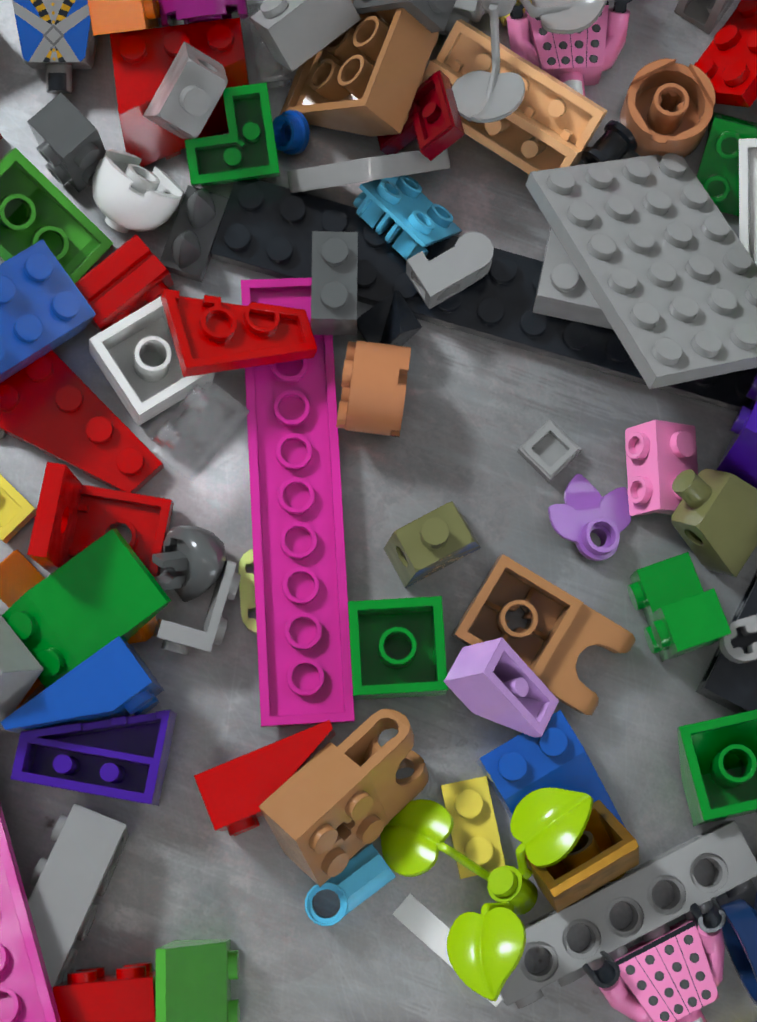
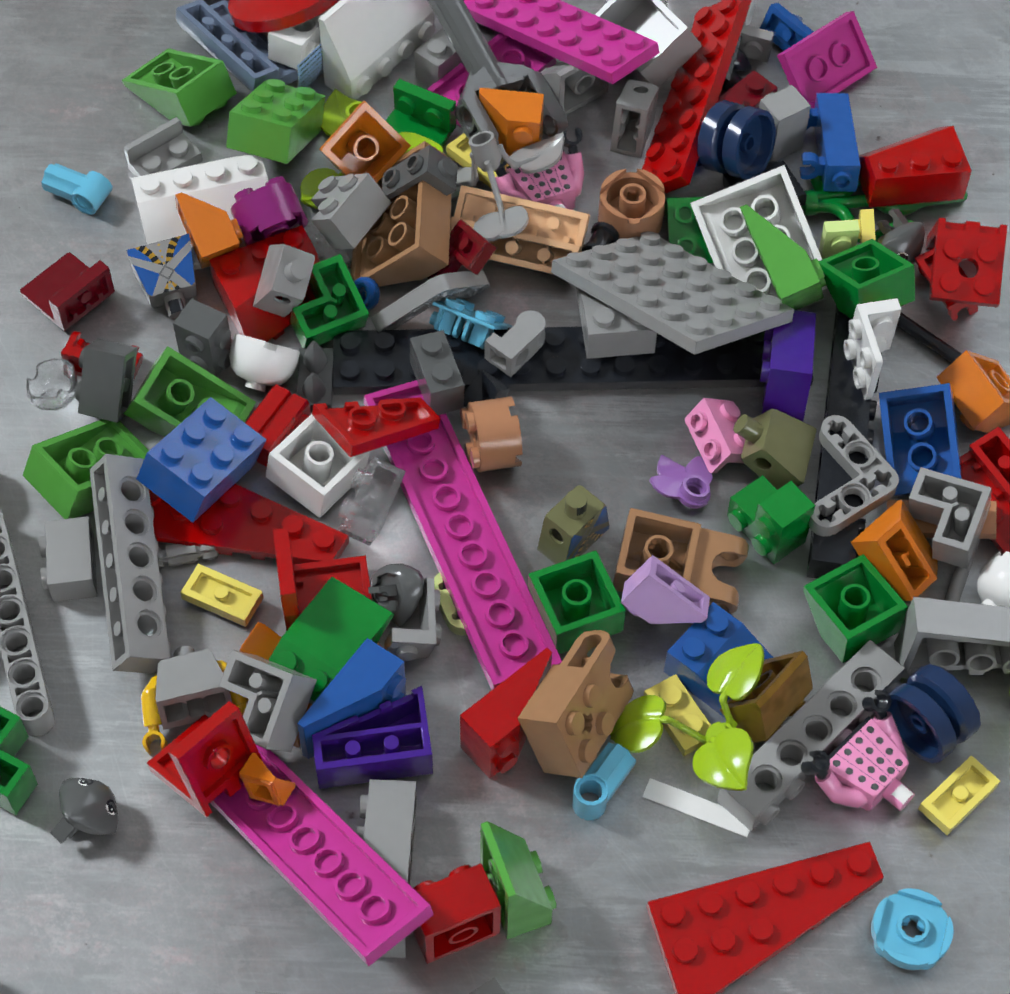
camera: 20 degrees left, 20 degrees down
(549, 450) = (634, 448): light grey tile -> none

